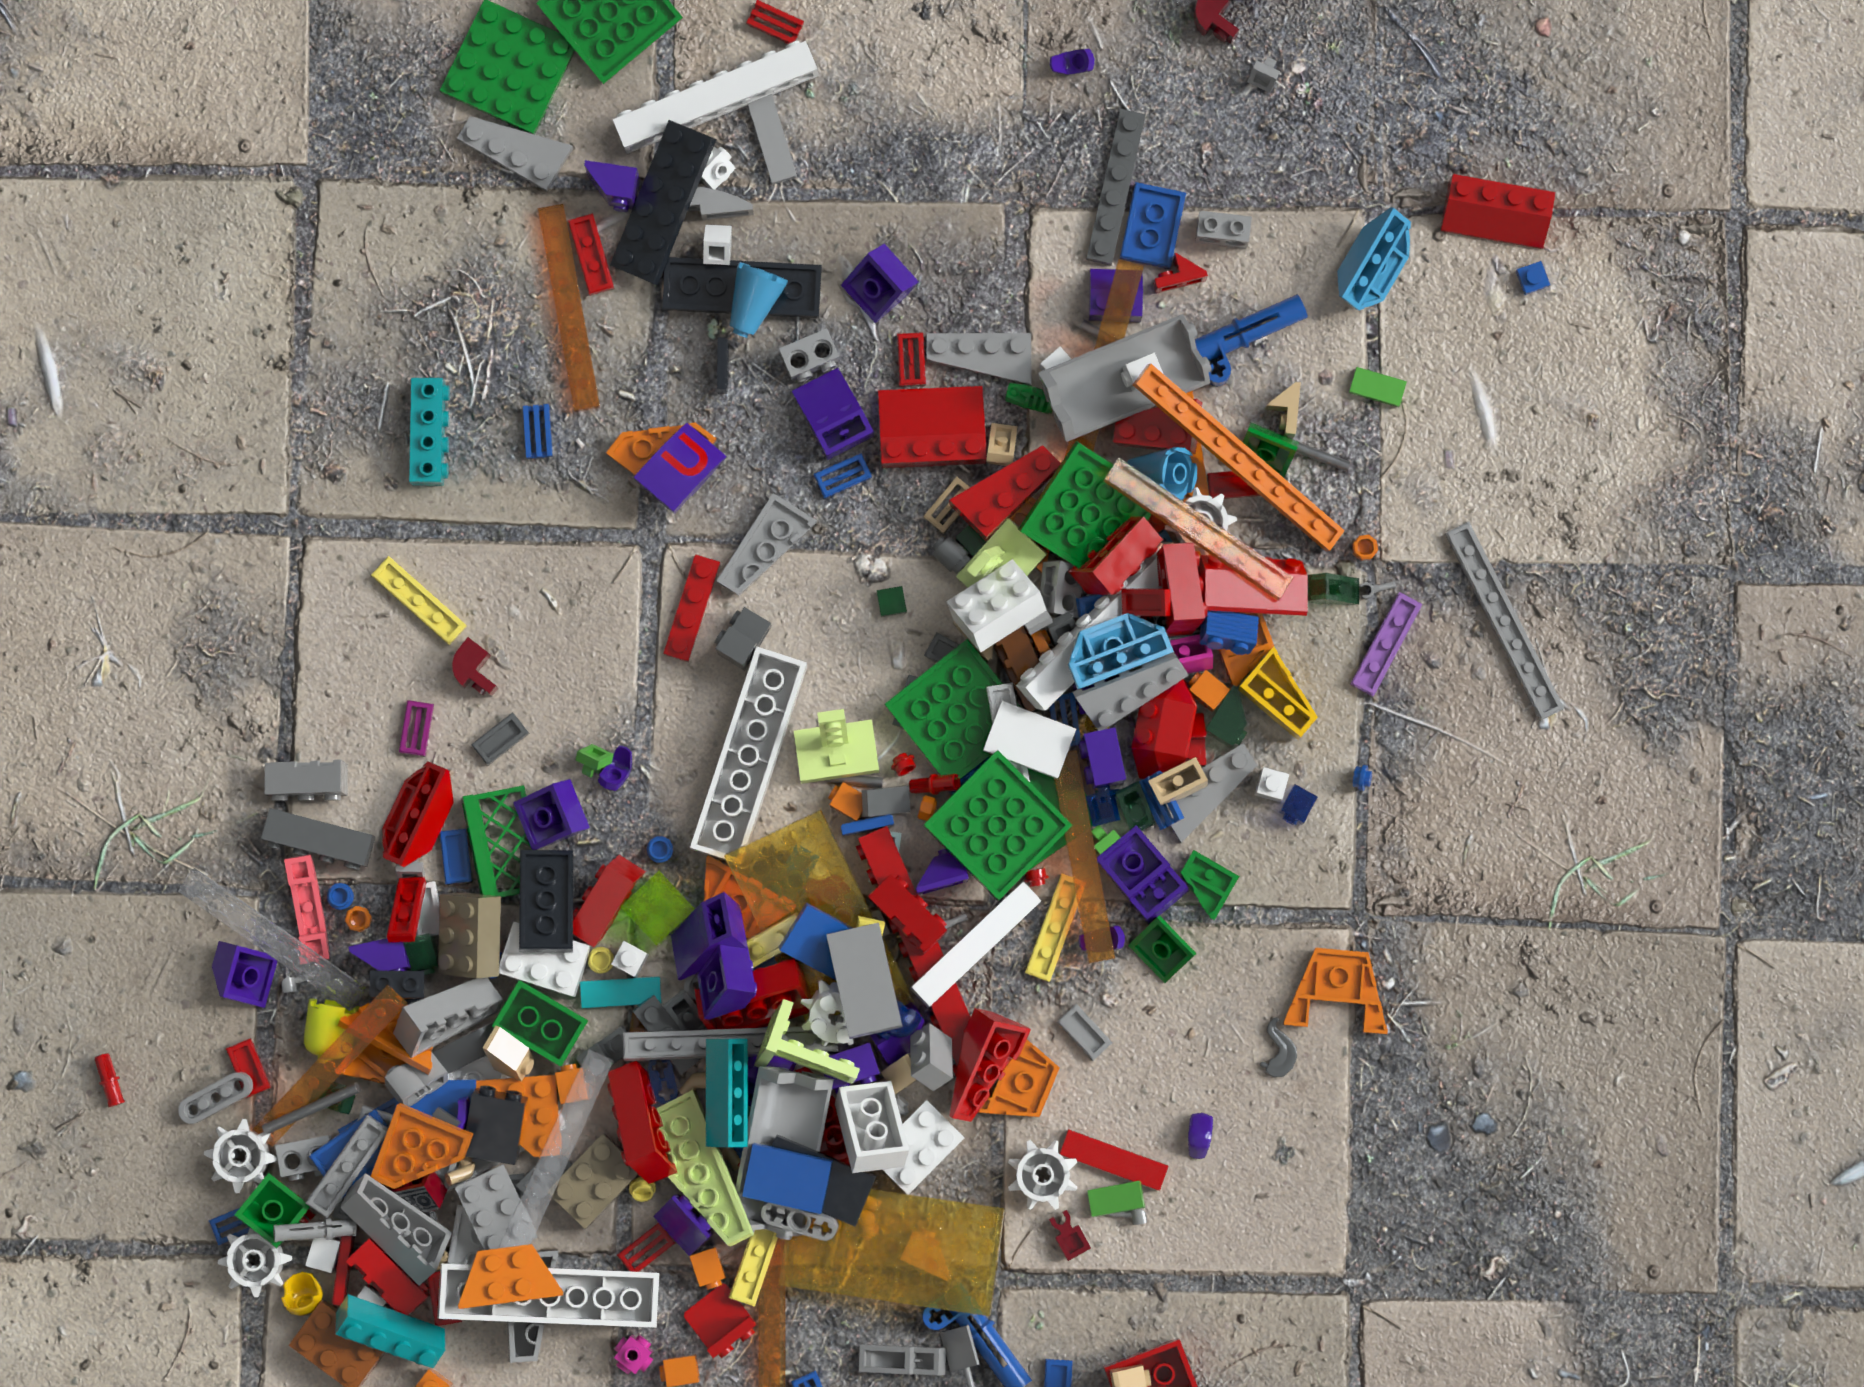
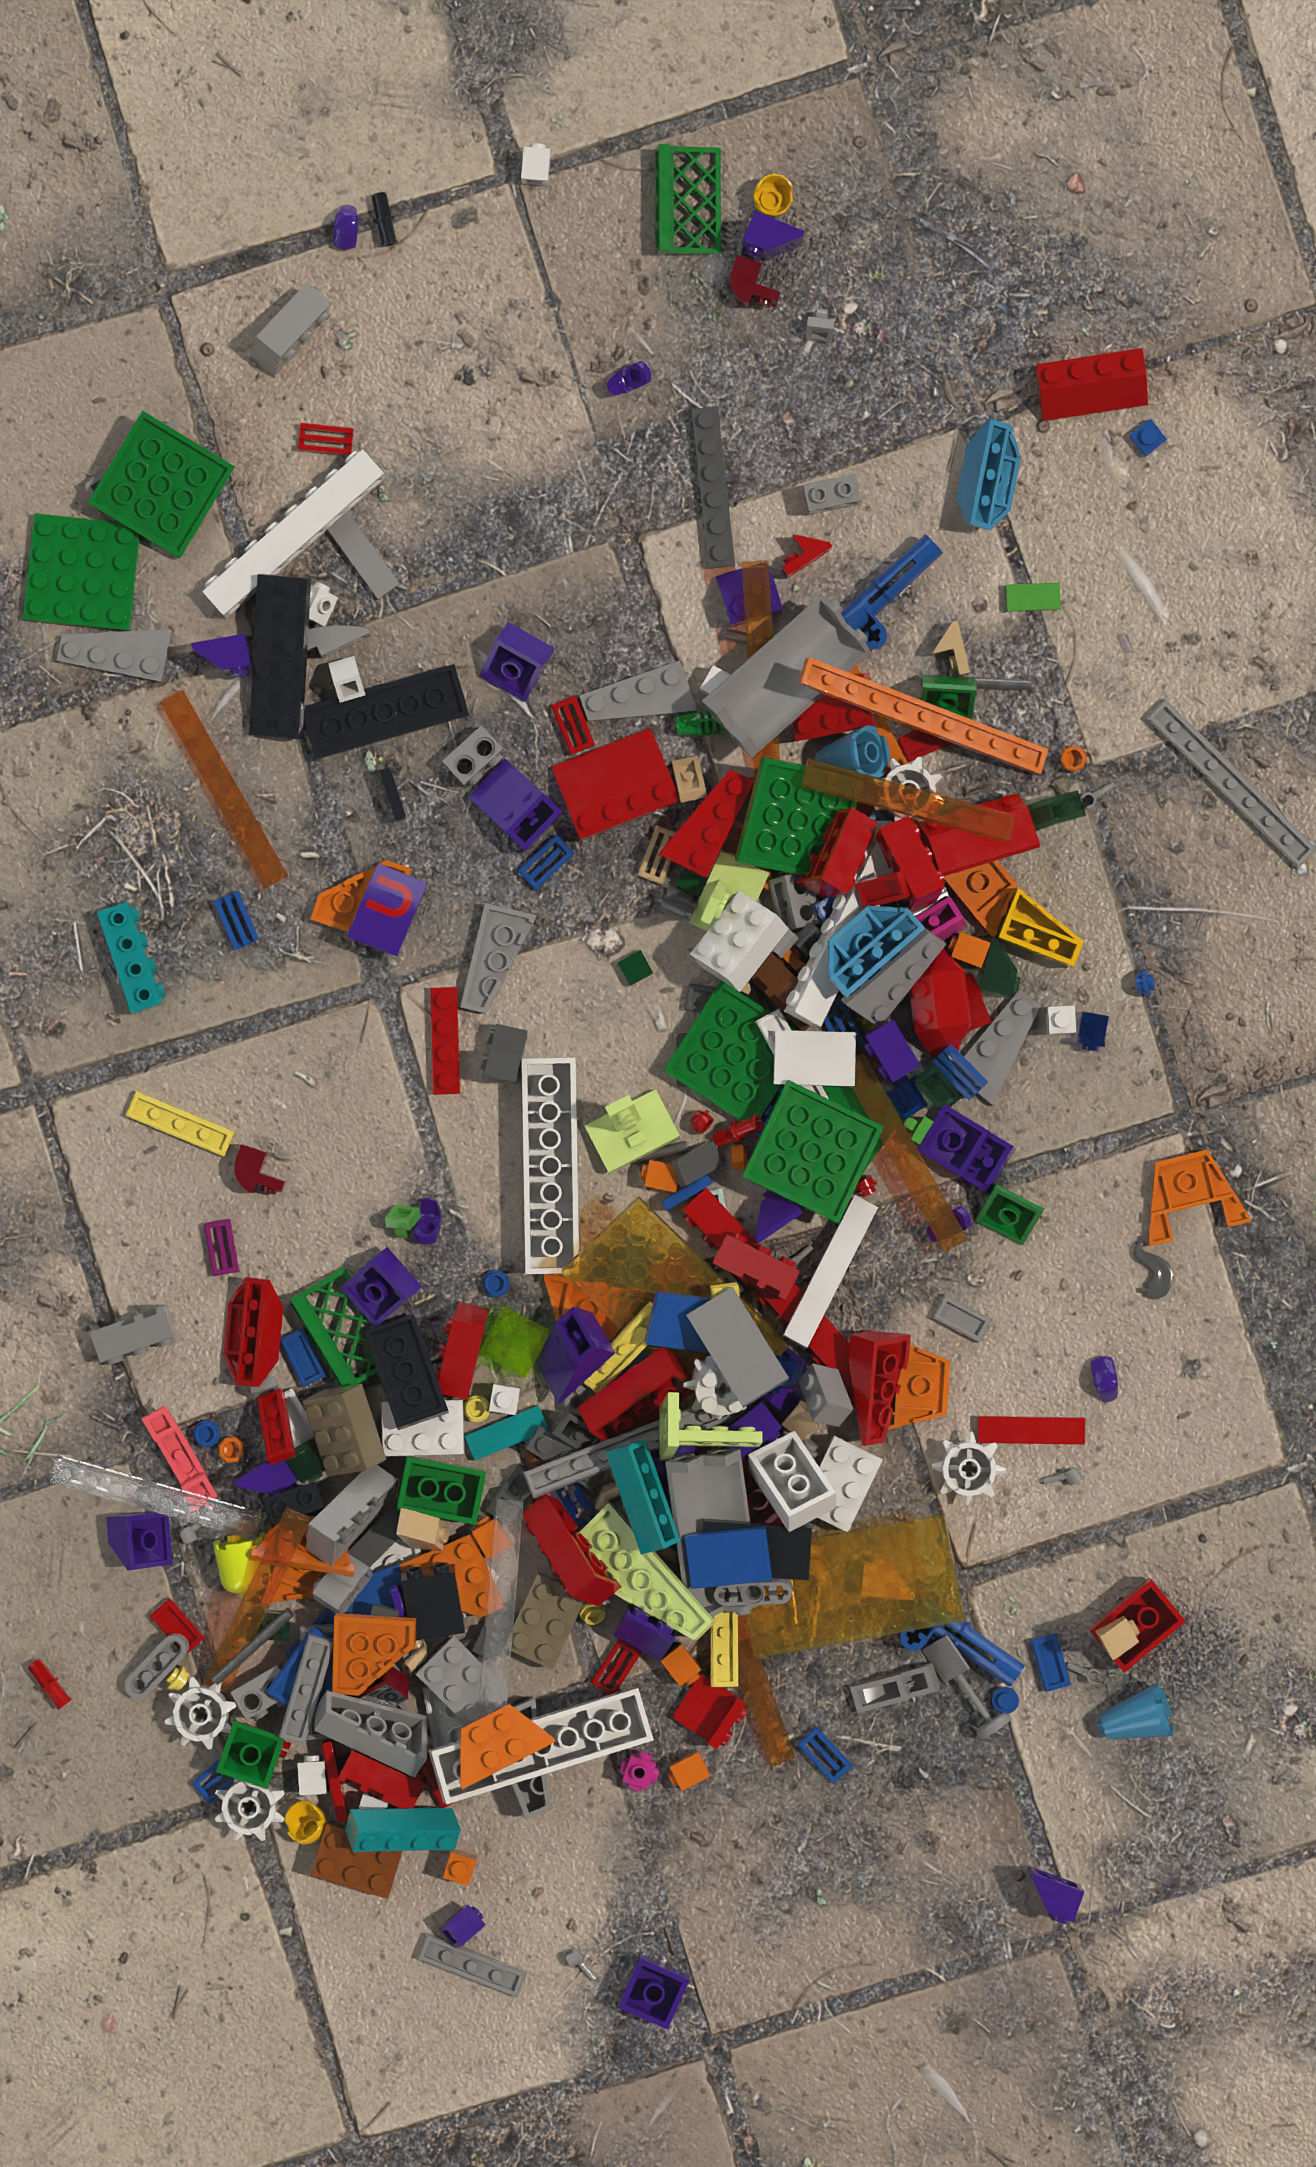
camera: 15 degrees left, 5 degrees up
(230, 1116) = (177, 1678): none -> light yellow plate
(314, 1230) = (298, 1759): light grey pin -> none
(319, 838) = (165, 1386): dark grey brick -> none
(500, 739) = (305, 1230): dark grey tile -> none
(591, 254) = (227, 729): red tile -> none
(726, 981) = (606, 1391): dark purple slope -> none
(753, 298) = (401, 720): dark azure cone -> none
(1053, 930) = (899, 1231): light yellow tile -> none
(1071, 1239) = (1016, 1519): dark red plate -> none
(1116, 1199) = (1046, 1466): bright green tile -> none
(1134, 369) = (794, 665): white brick -> none
(1152, 225) = (761, 513): blue tile -> none
(1179, 782) = (971, 1050): tan slope -> none
(1208, 882) = (1032, 1134): green wing -> none
(1229, 631) = (972, 888): blue brick -> none
(1386, 644) = (1125, 845): medium lavender tile -> none

